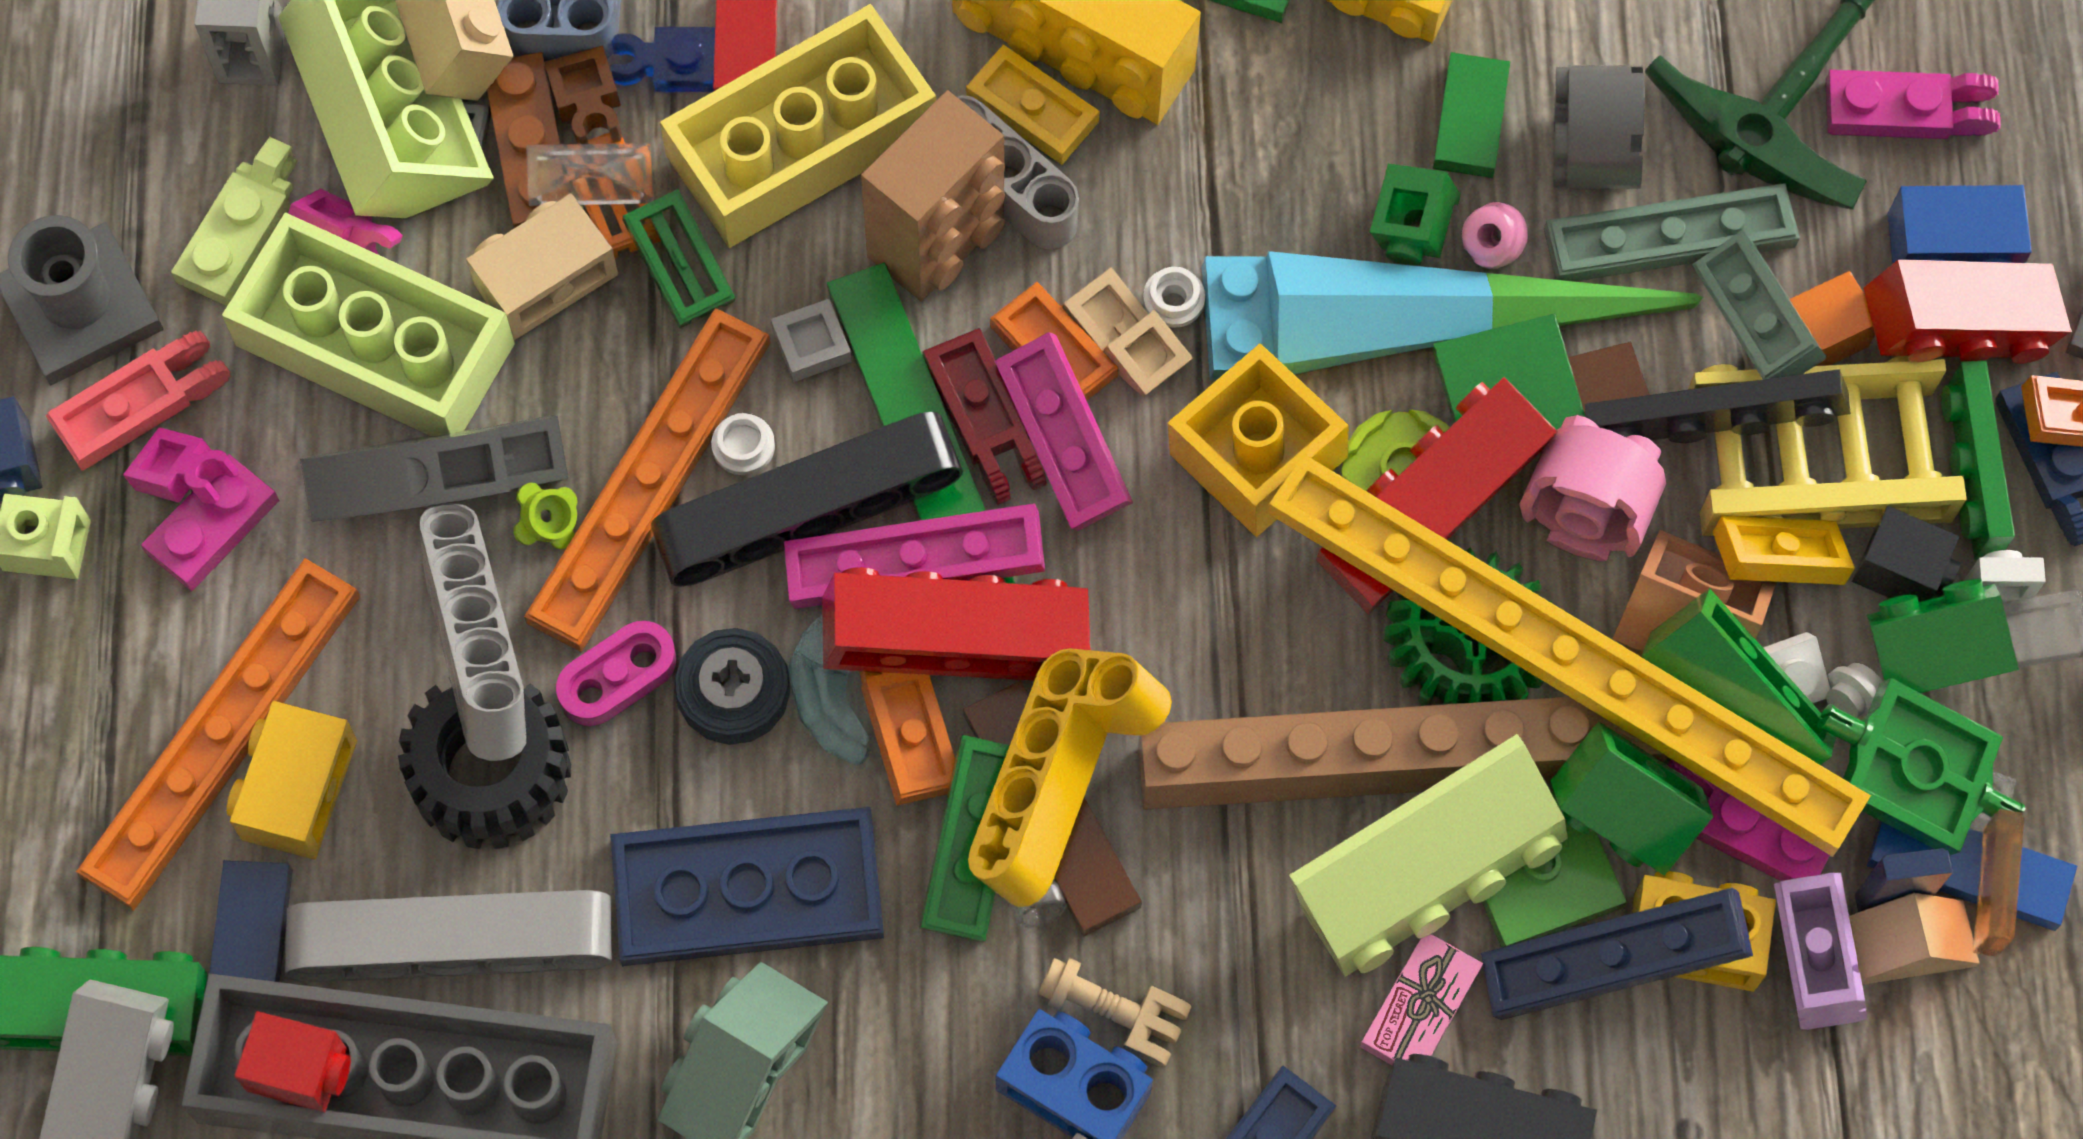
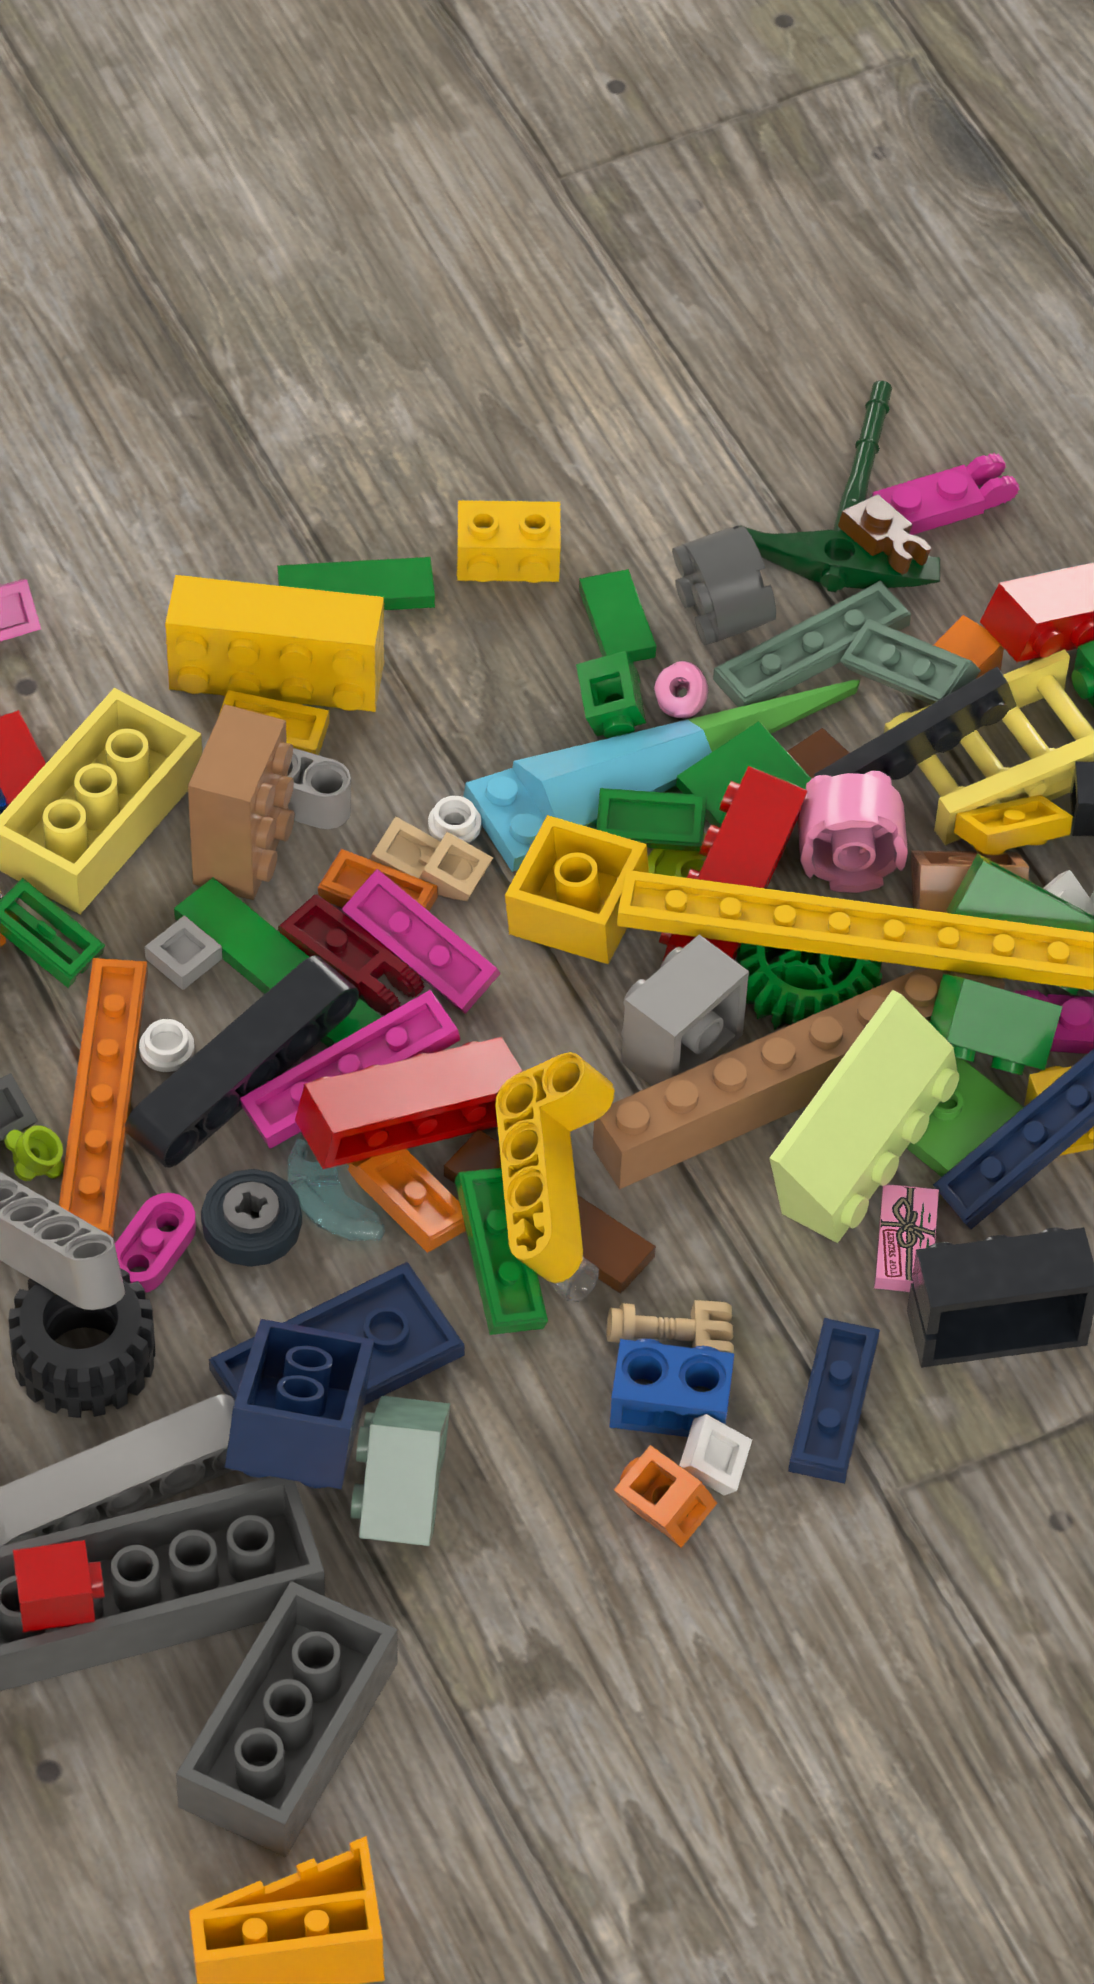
camera: 25 degrees left, 15 degrees down
(649, 953) = (299, 1404): none -> dark blue brick
(1296, 643) = (683, 1012): none -> light grey brick
(1380, 385) = (653, 818): none -> green tile
(1813, 122) = (882, 528): none -> reddish brown plate
(1960, 224) = (1023, 553): blue brick -> none

